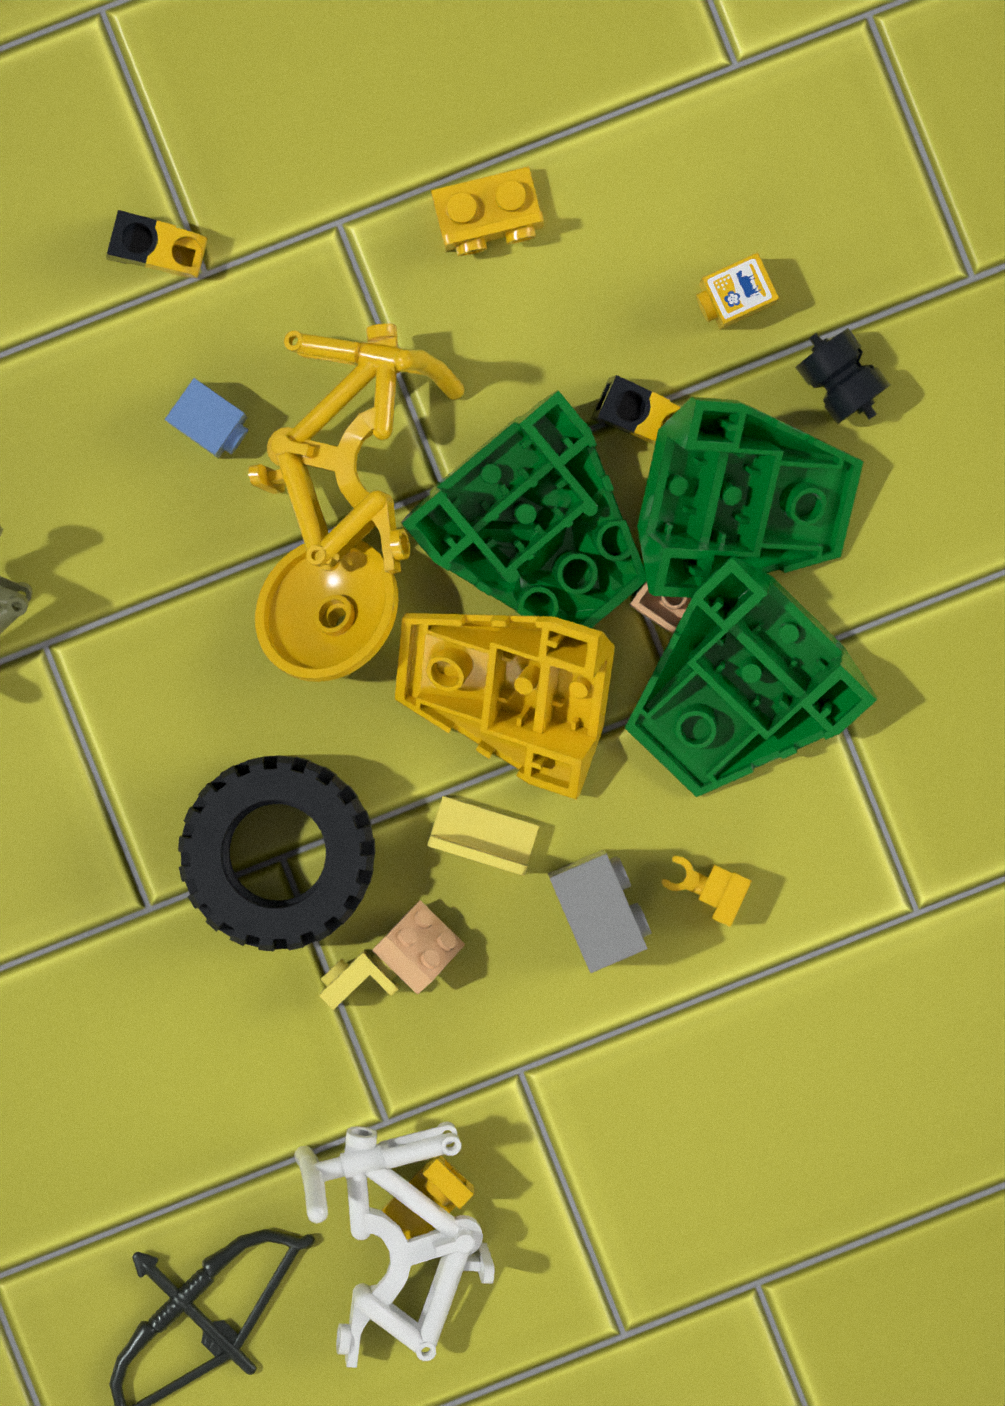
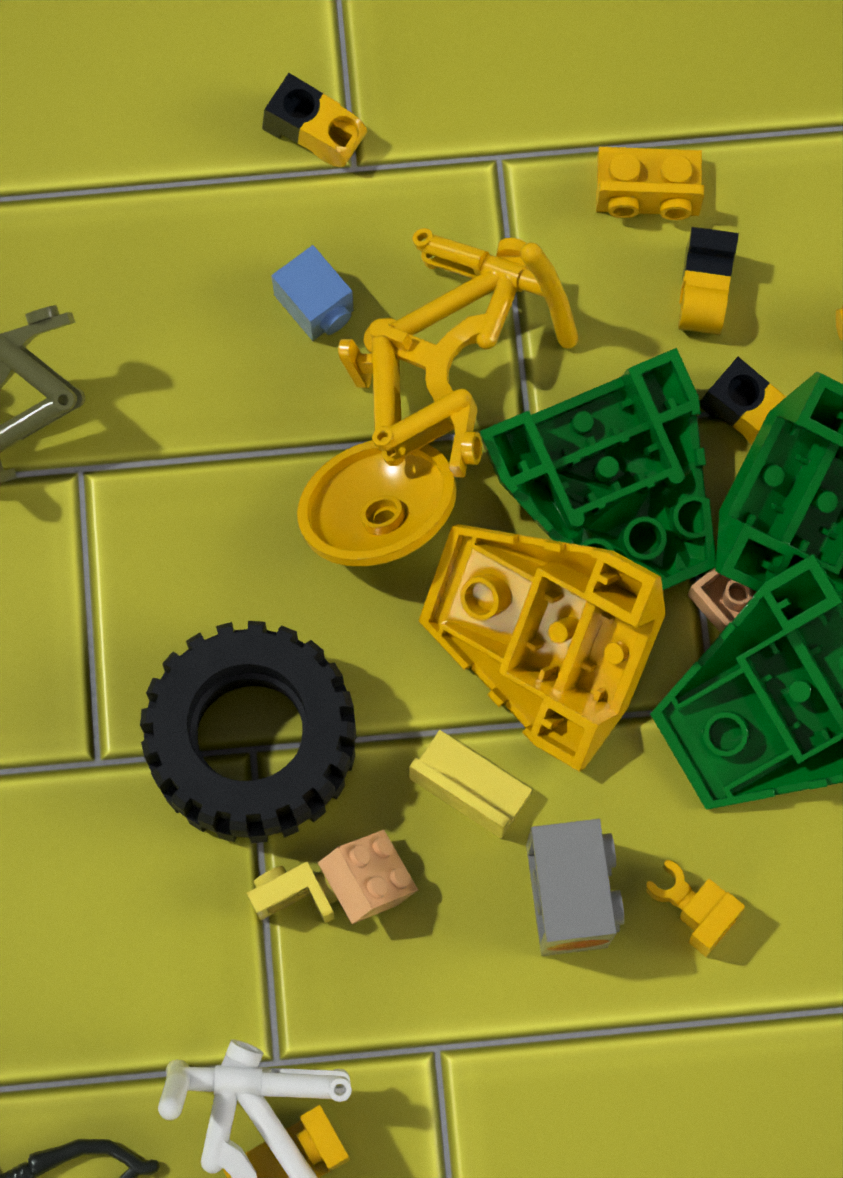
camera: 15 degrees right, 15 degrees down
(568, 301) = (706, 280): none -> leg

